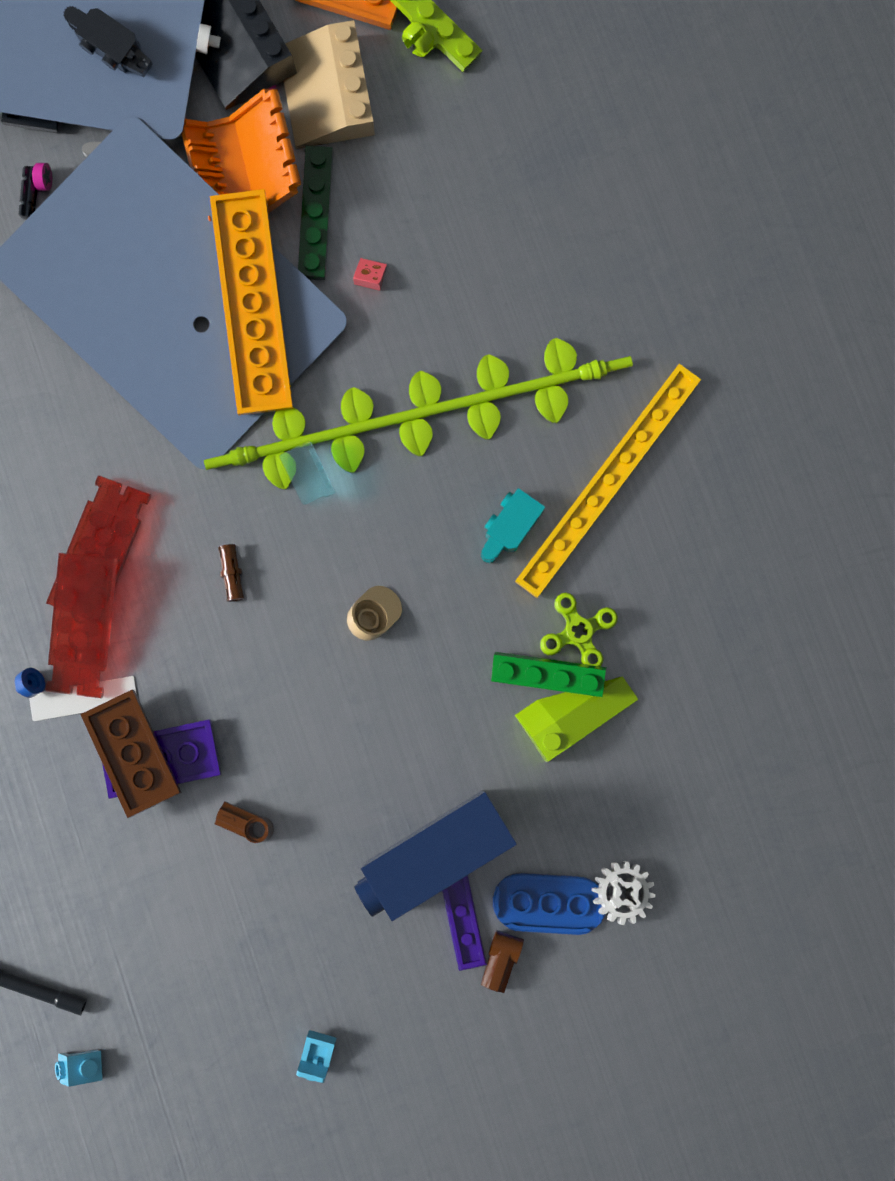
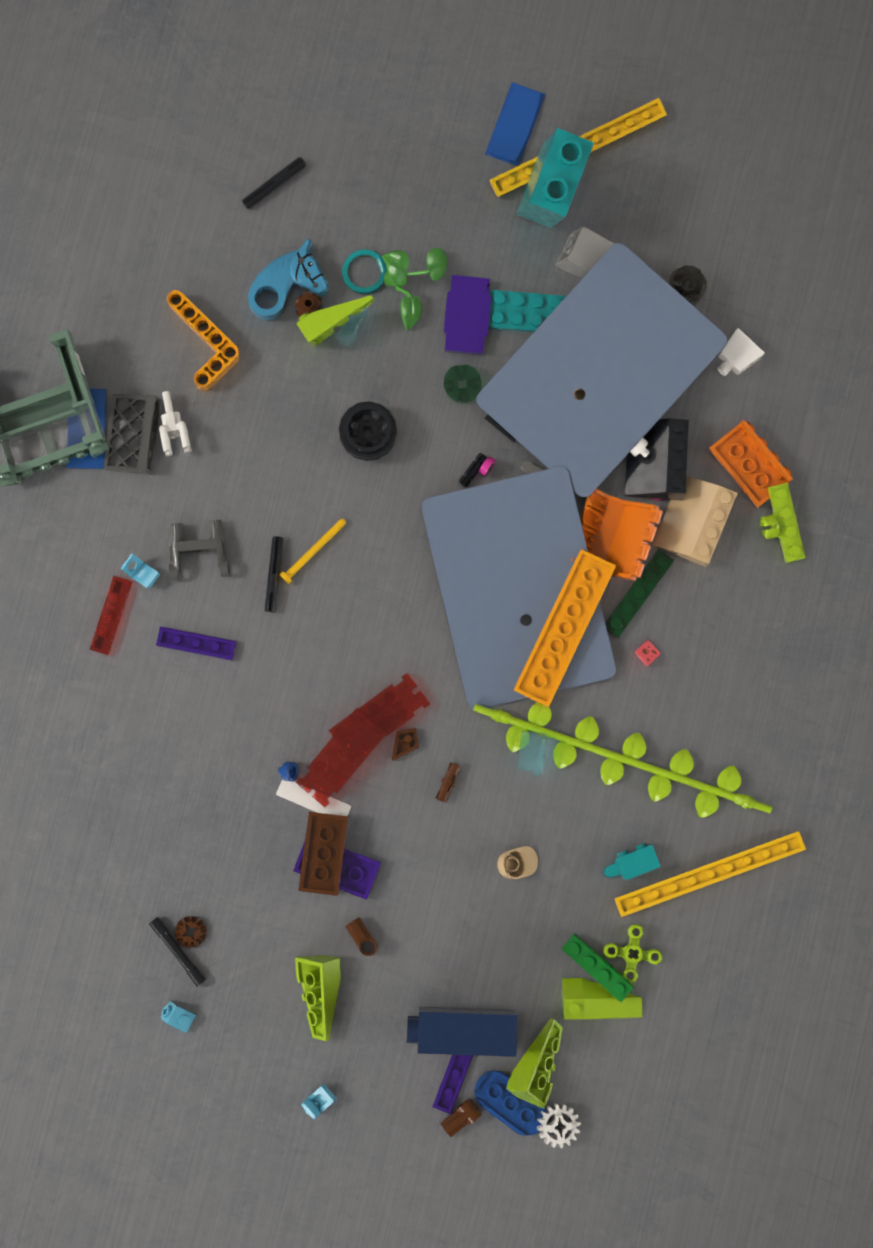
camera: 30 degrees right, 0 degrees up
(43, 950) = (199, 934): none -> reddish brown gear
(108, 39) = (581, 416): black hinge -> none
(149, 560) = (405, 742): none -> reddish brown piece
(229, 912) = (320, 984): none -> lime wedge
(552, 849) = (533, 1072): none -> lime wedge

